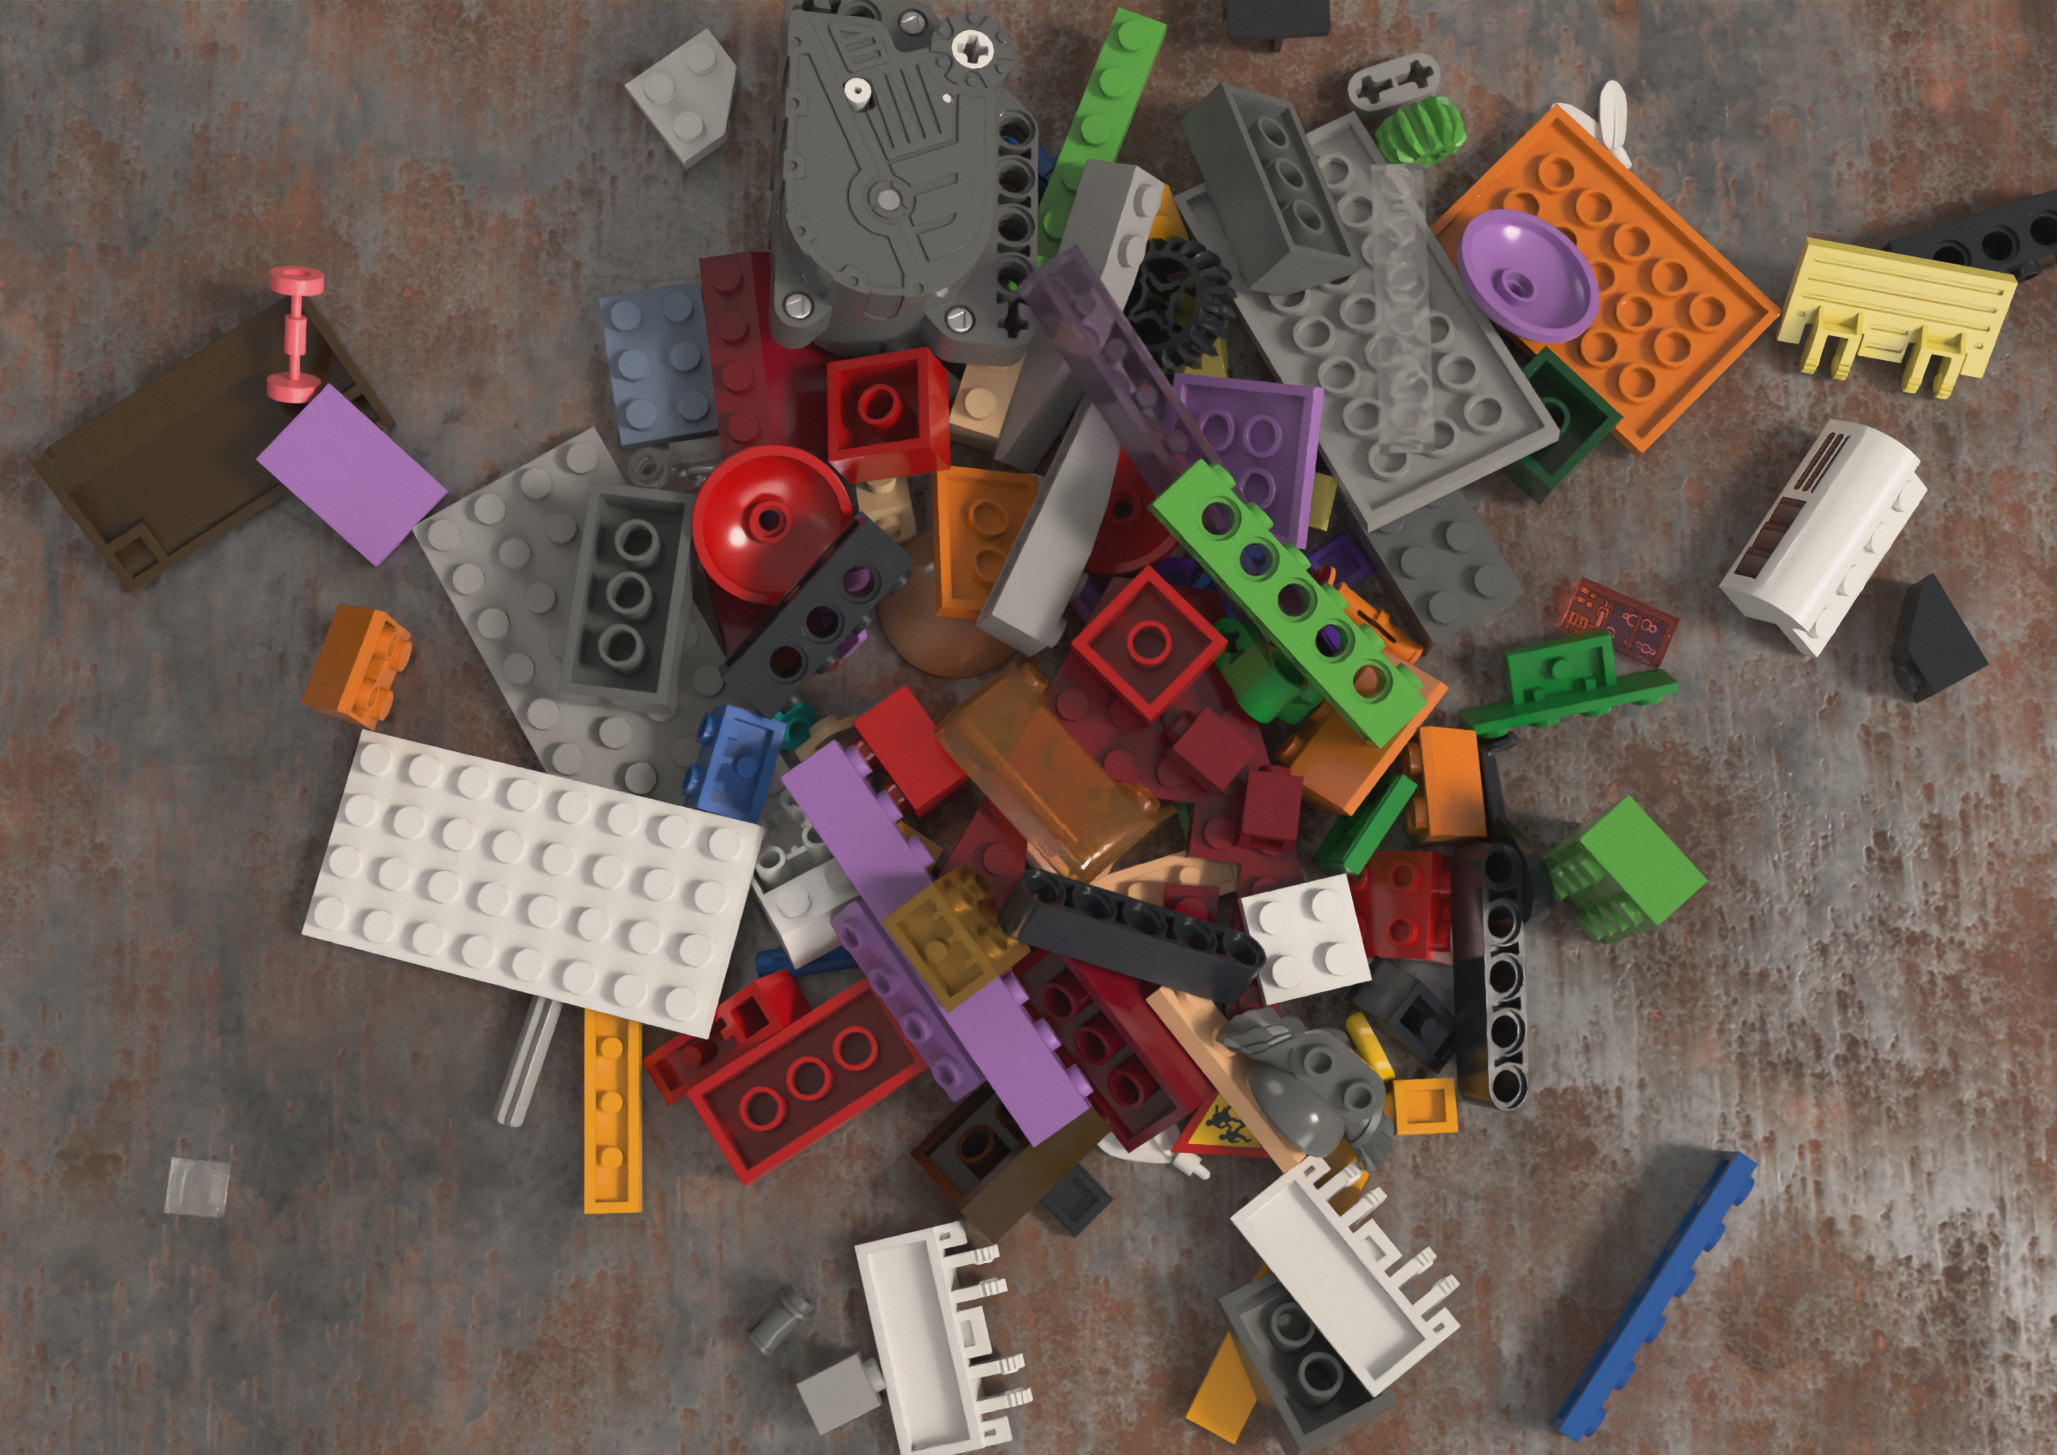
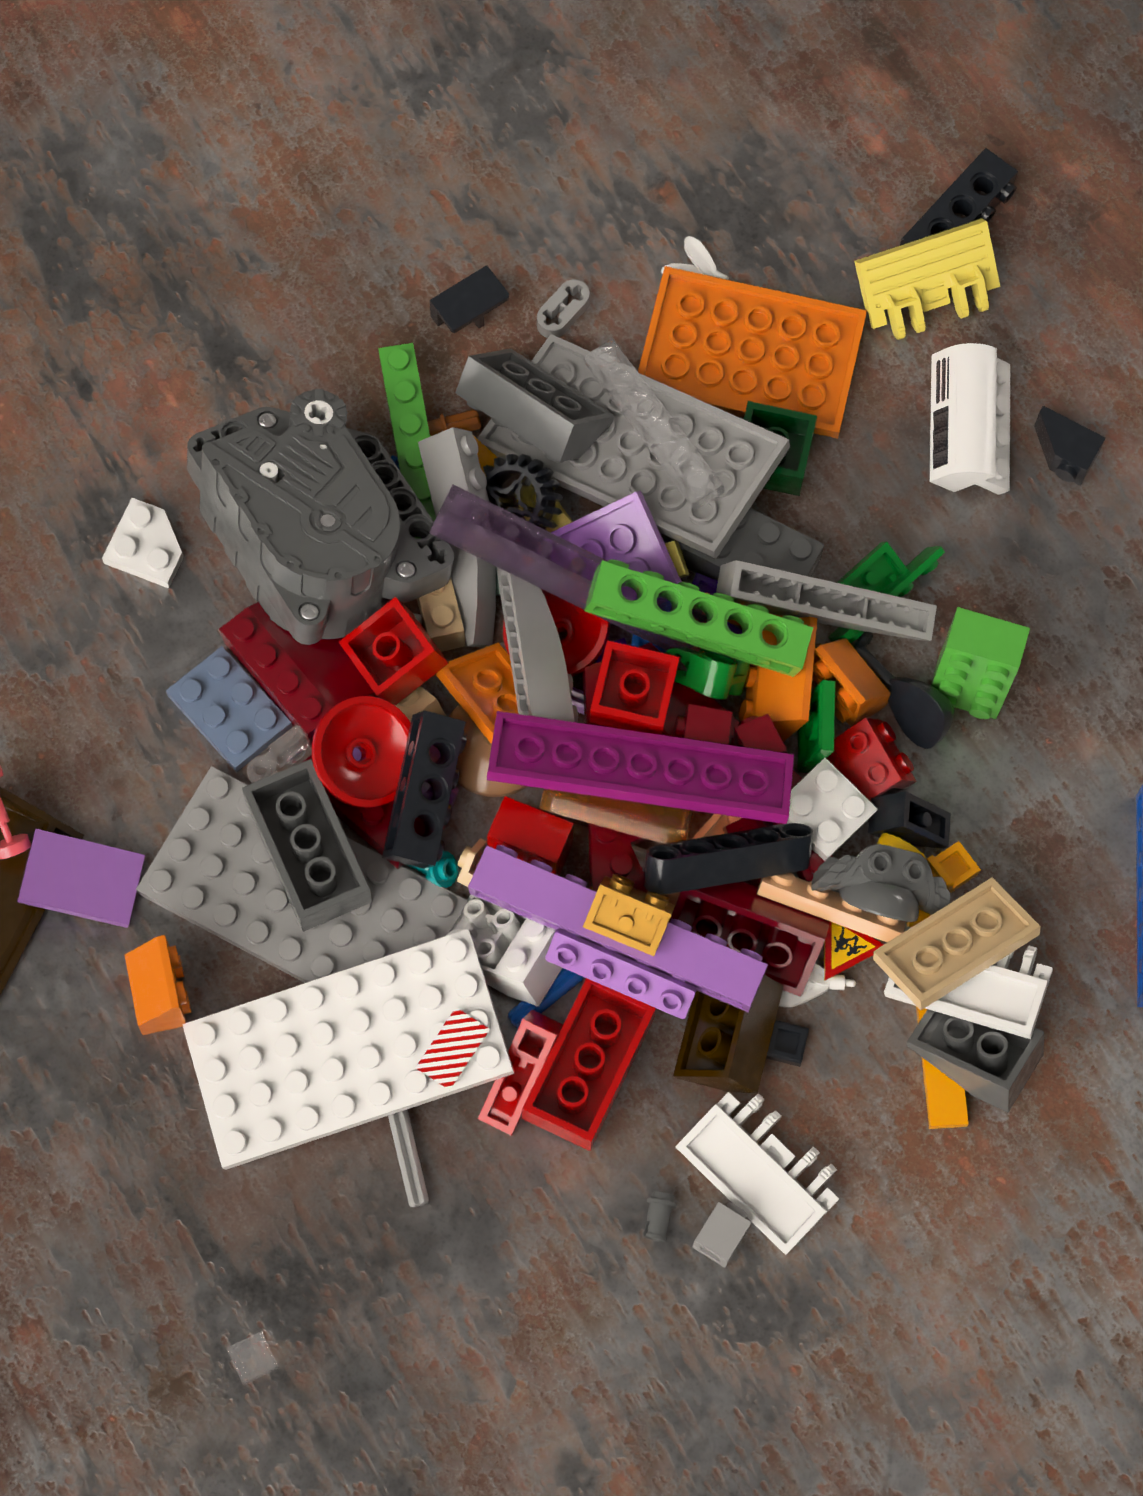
camera: 35 degrees left, 10 degrees down
(612, 1114) = (481, 1157): light orange plate -> none
(646, 965) = (452, 1048): none -> sticker
(733, 763) = (425, 905): blue bracket -> none
(1090, 756) = (641, 767): none -> magenta plate
(1158, 160) = (466, 420): none -> dark orange axle
(1357, 1219) = (956, 943): none -> tan plate
(1422, 132) = (599, 323): bright green gear -> none
(1474, 672) = (828, 601): none -> light grey slope
(1494, 950) = (942, 769): black beam -> none
(1527, 276) = (713, 368): medium lavender dish -> none
(1634, 626) = (901, 532): clear red tile -> none

